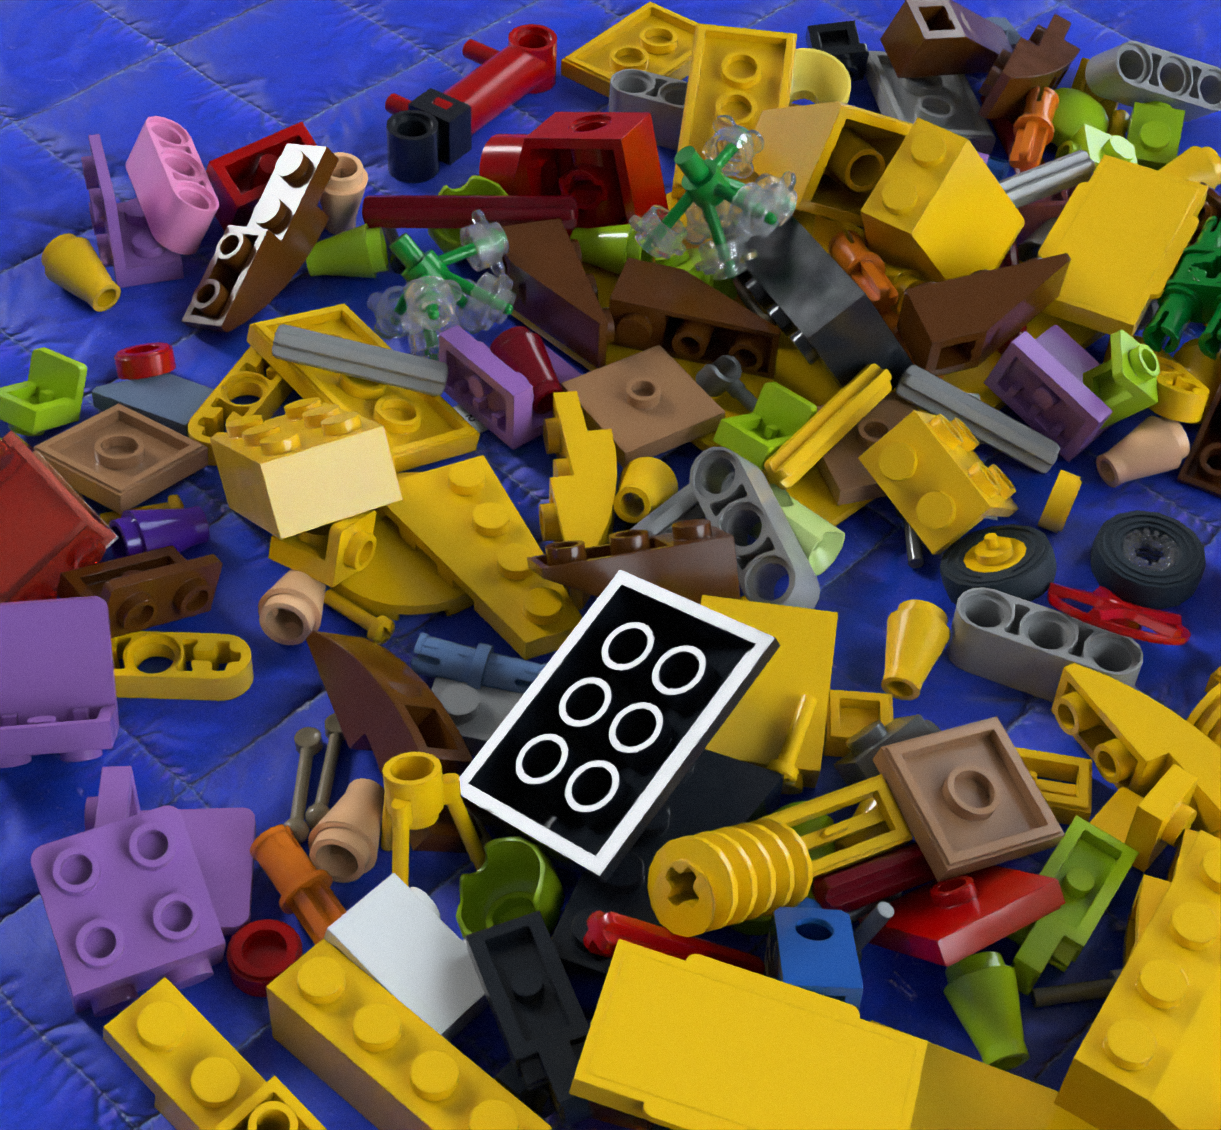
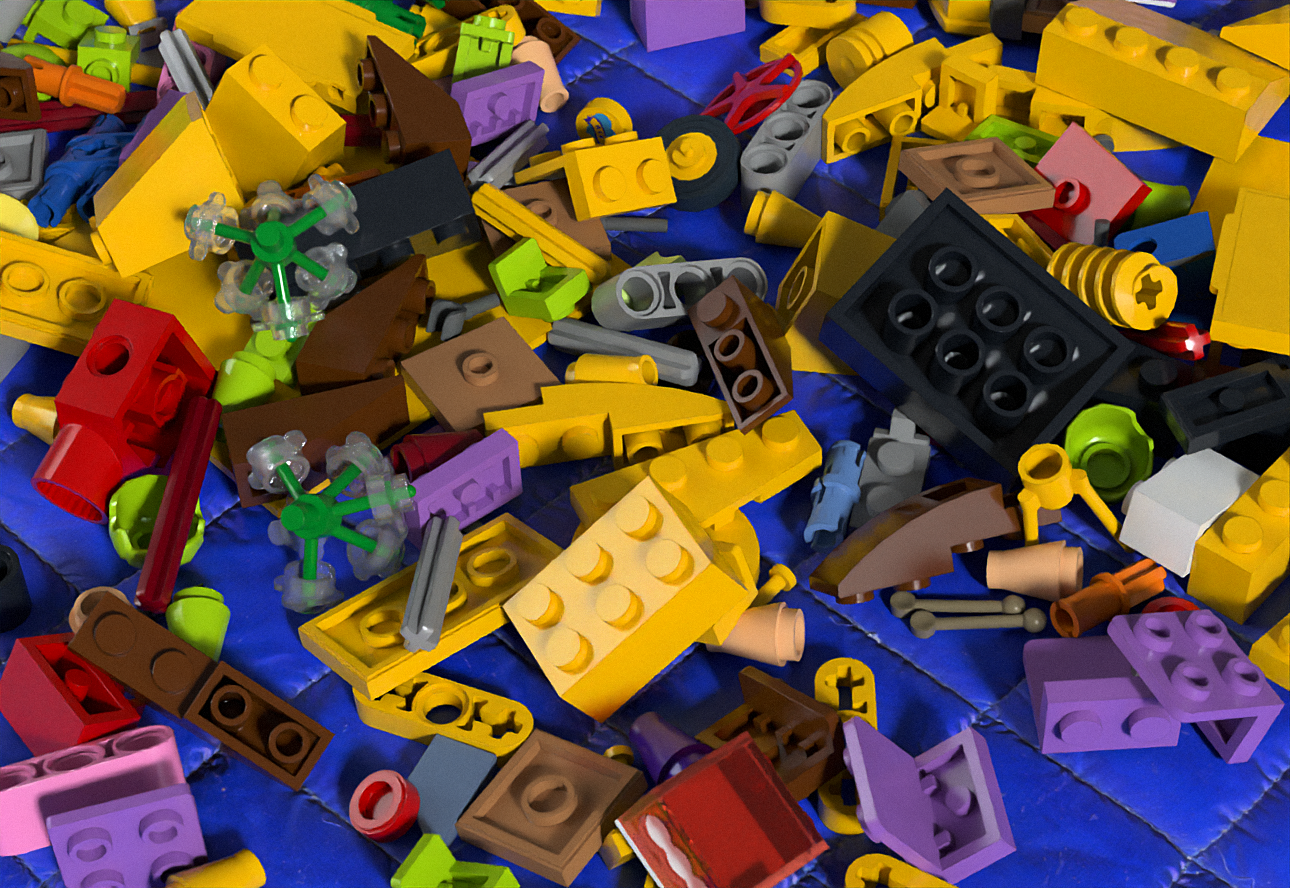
camera: 85 degrees left, 0 degrees up
(1167, 544) = (656, 70): black bush -> none

